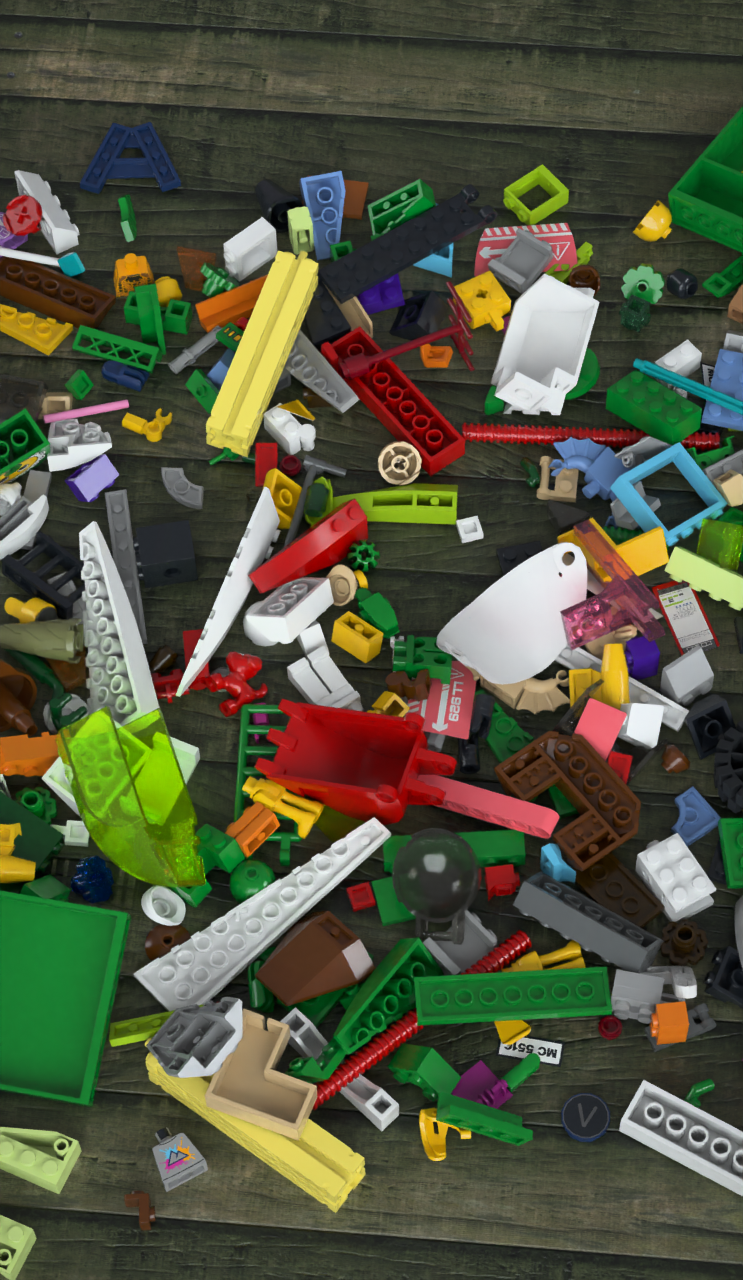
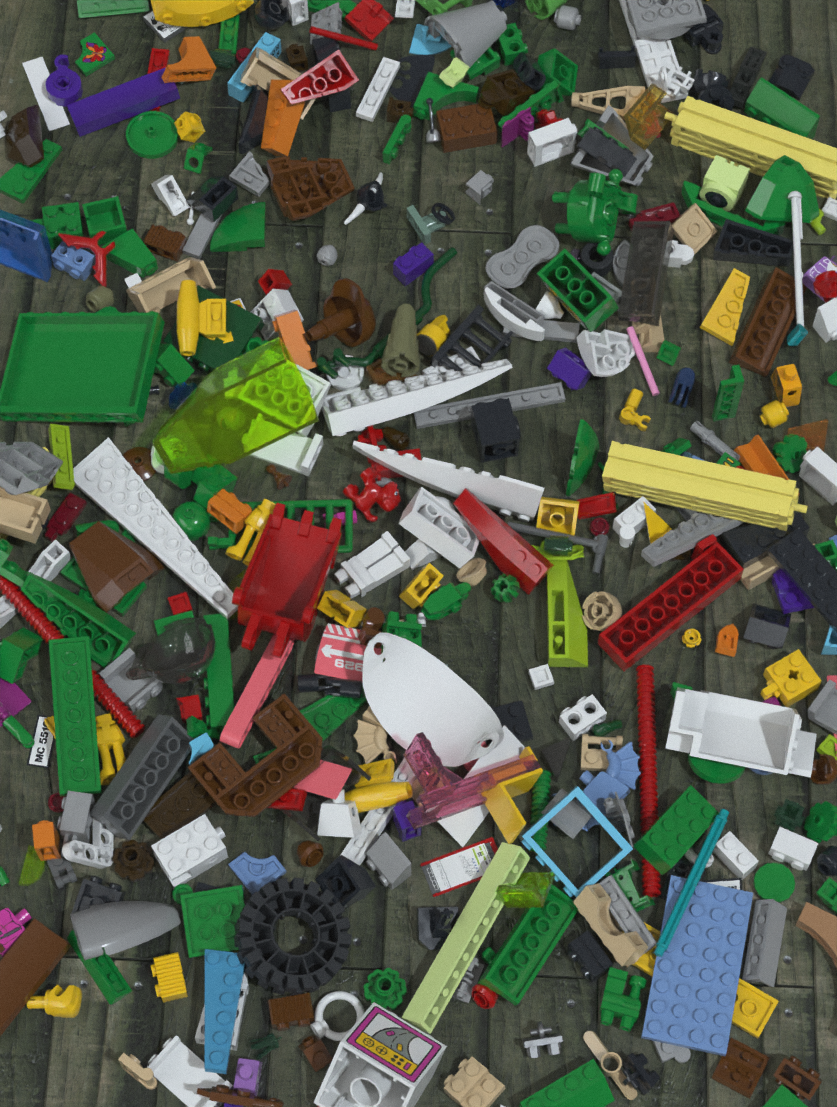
camera: 85 degrees right, 5 degrees up
(118, 344) = (715, 376): green fence -> none
(174, 318) = (748, 407): green arch -> none
(181, 488) = (565, 446): light grey tile -> none
(203, 784) = (280, 478): none -> reddish brown piece
(212, 472) = (584, 456): none -> green brick
(360, 364) = (695, 568): dark red piece -> none
(361, 579) = (481, 587): yellow tile -> none
(429, 384) = (691, 633): none -> yellow plate
(523, 490) = (585, 720): none -> white brick
(529, 865) = (197, 727): none -> green plate
(668, 316) = (792, 849): none -> white brick
(689, 1055) = (32, 868): none -> clear neon green tile
(705, 335) = (774, 882): none -> green tile
(722, 895) = (181, 889): none -> green tile

